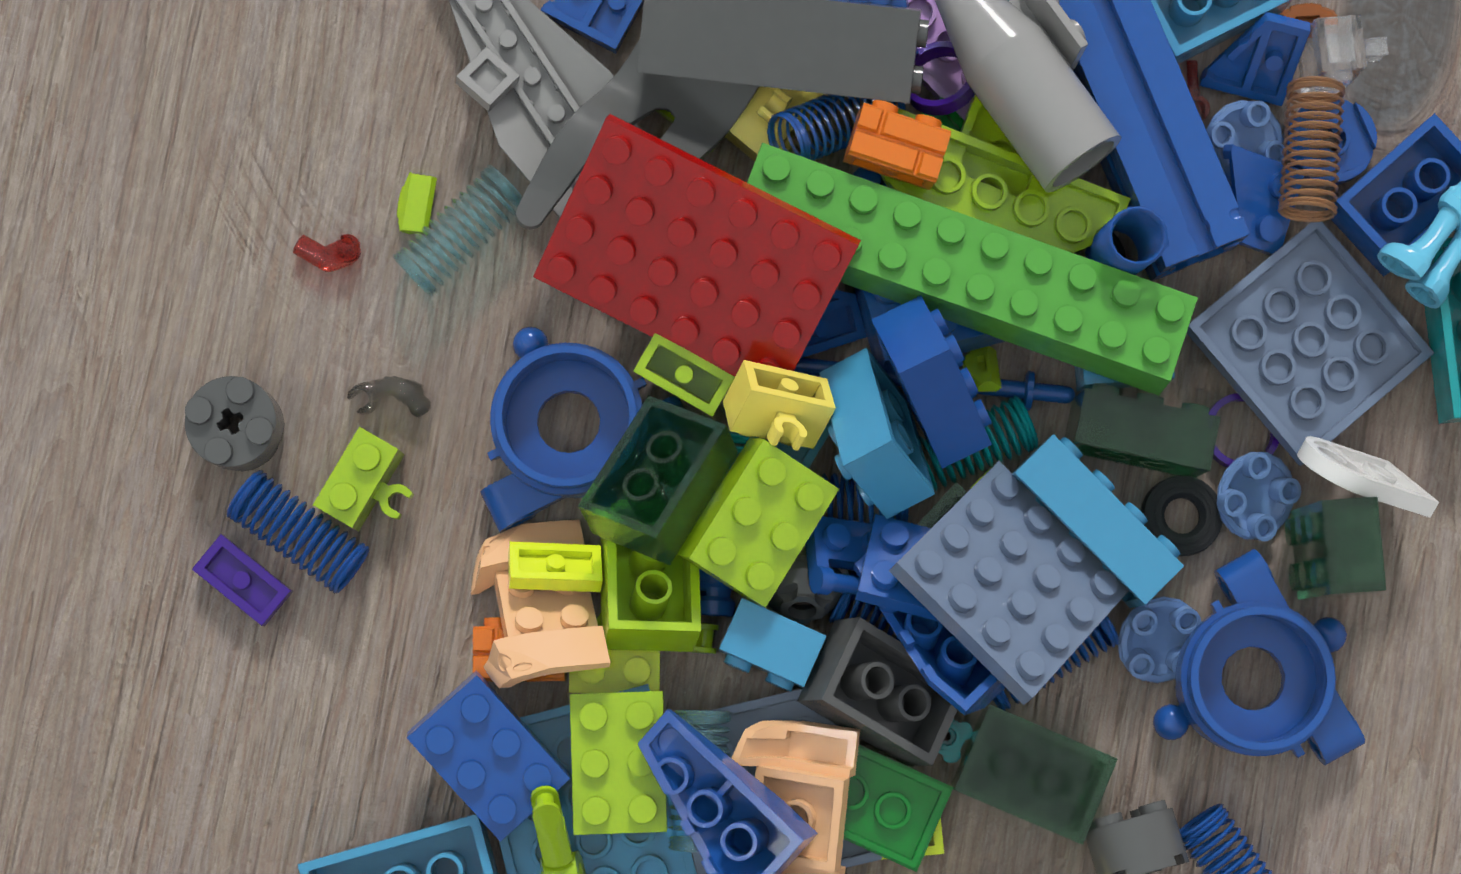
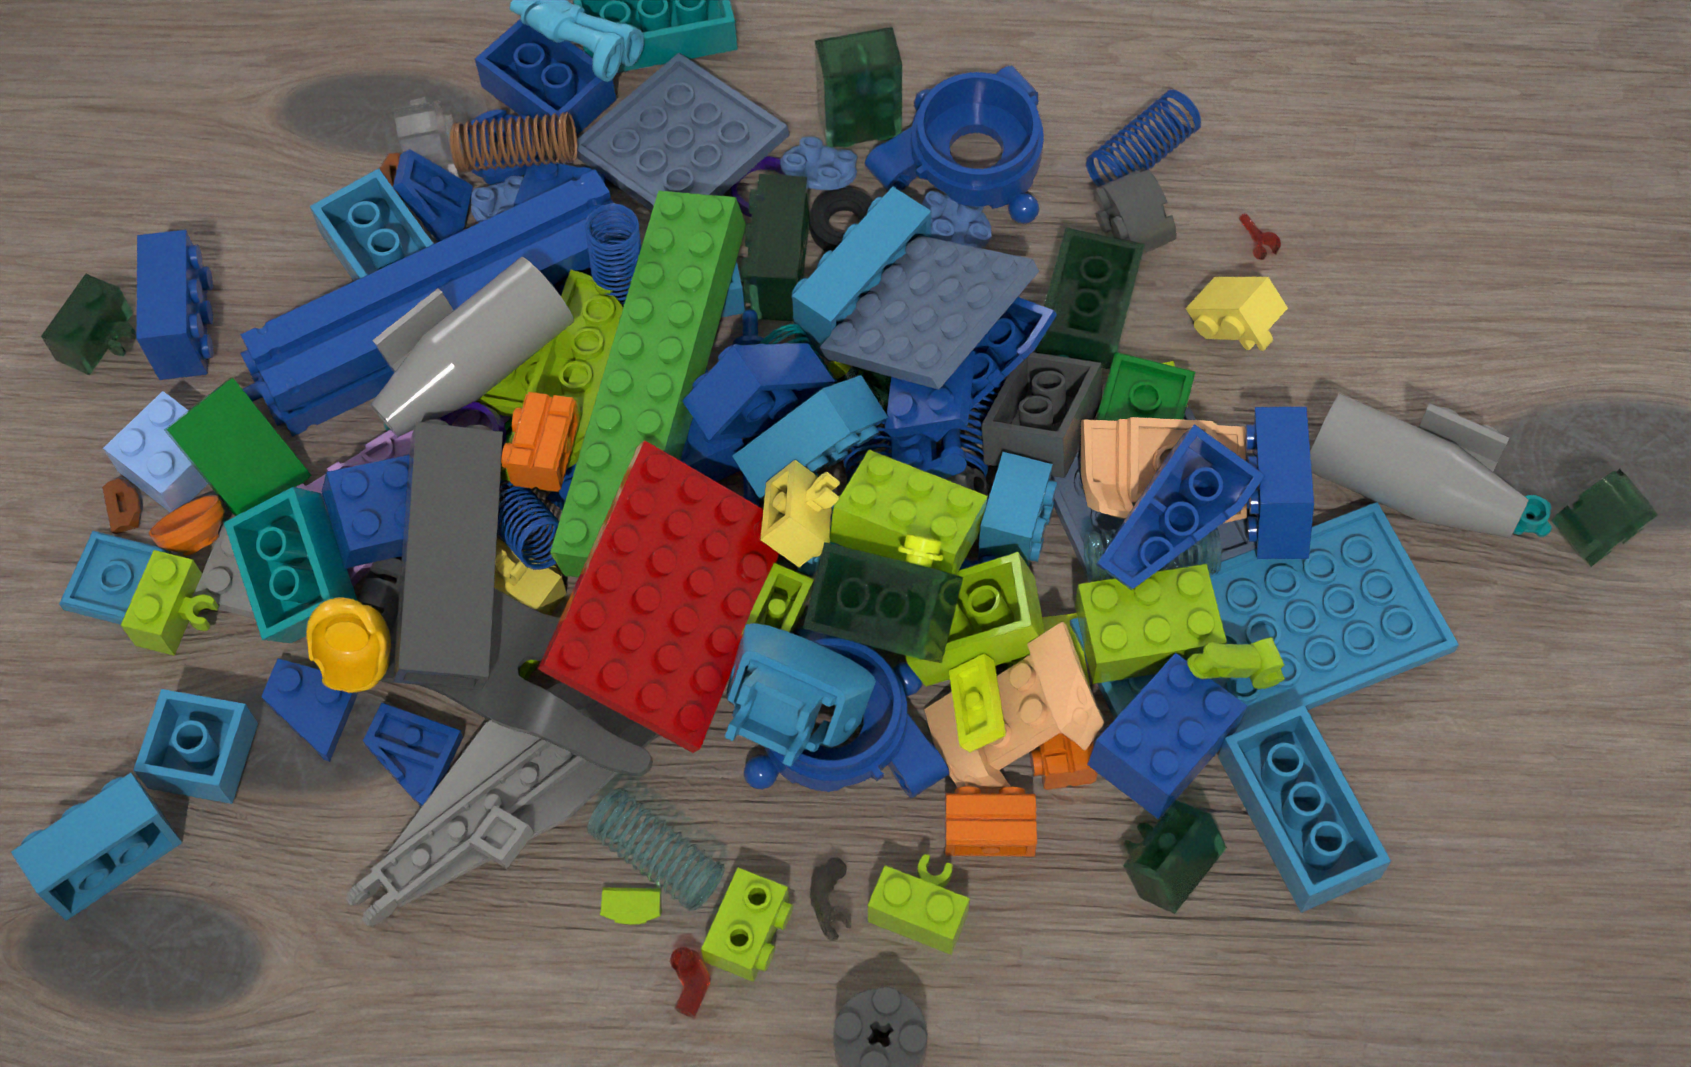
camera: 90 degrees left, 20 degrees down
(242, 580) = (1036, 1013): dark purple plate -> none
(245, 504) = (949, 1006): blue piece -> none
(371, 311) = (746, 925): none -> lime brick
(372, 740) = (1173, 855): none -> clear green brick
(440, 565) = (990, 823): none -> orange brick
(583, 368) = (781, 687): none -> dark azure piece
(693, 521) = (921, 550): none -> neon yellow plate
(1365, 475) = (793, 74): white tile -> none

